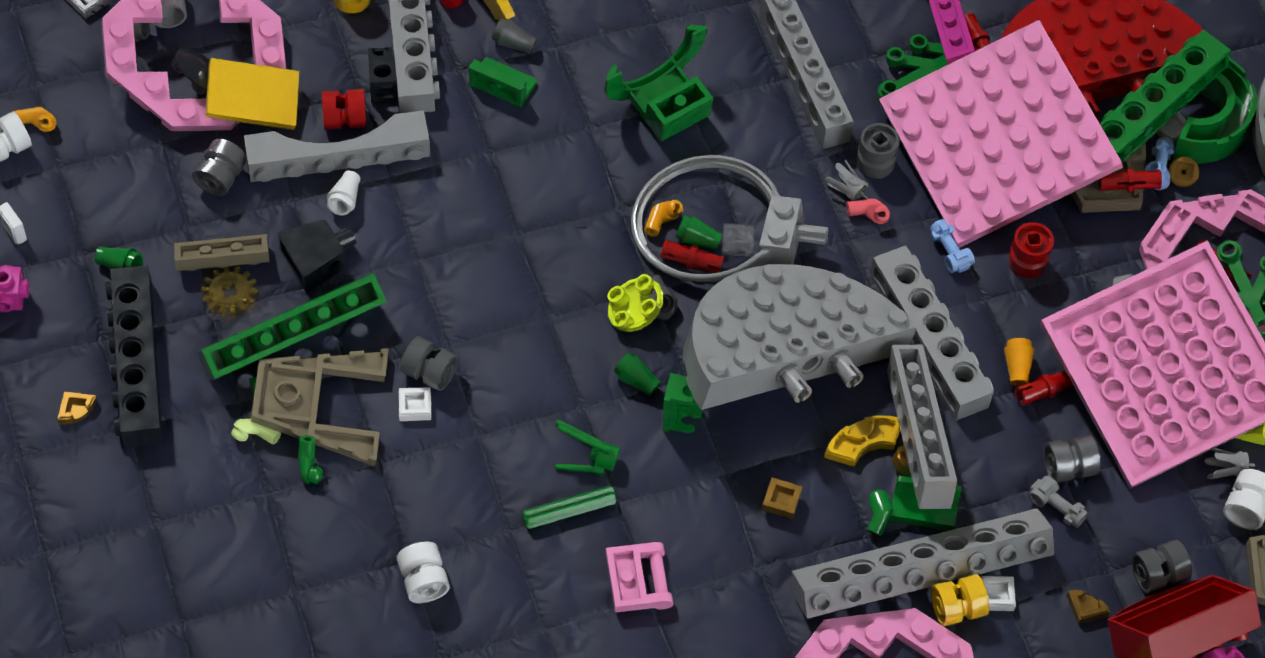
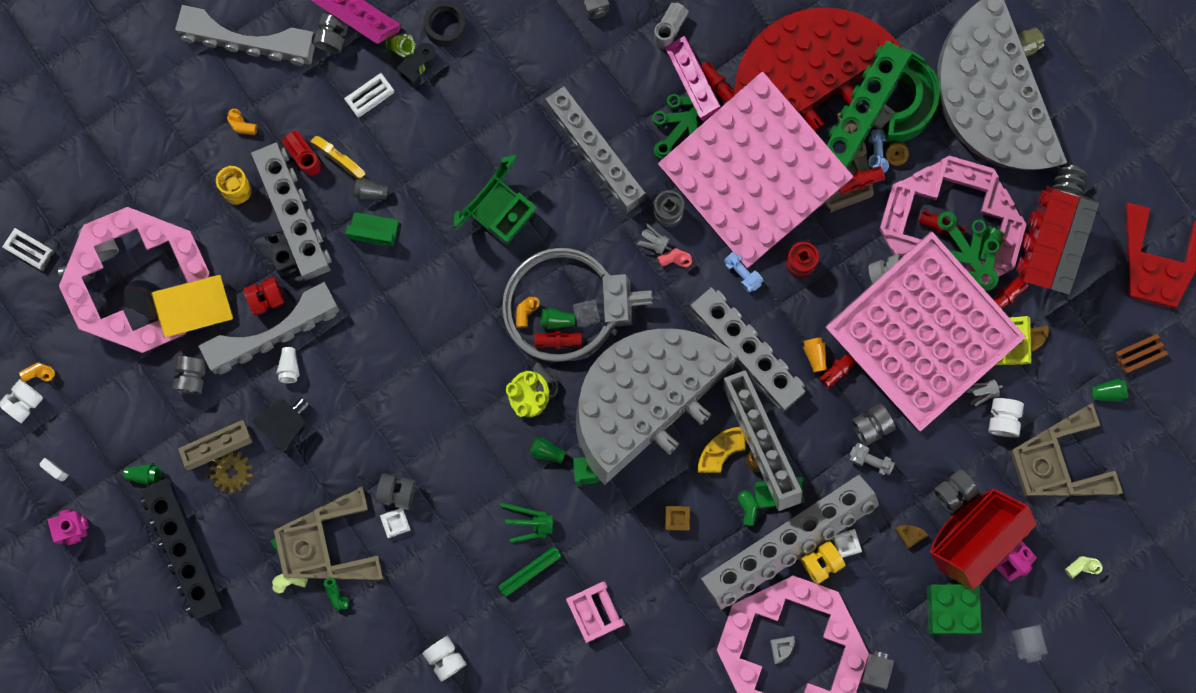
camera: 10 degrees left, 20 degrees up
(75, 407) = (154, 602): pearl gold tile -> none
(291, 326) = (287, 494): green brick -> none

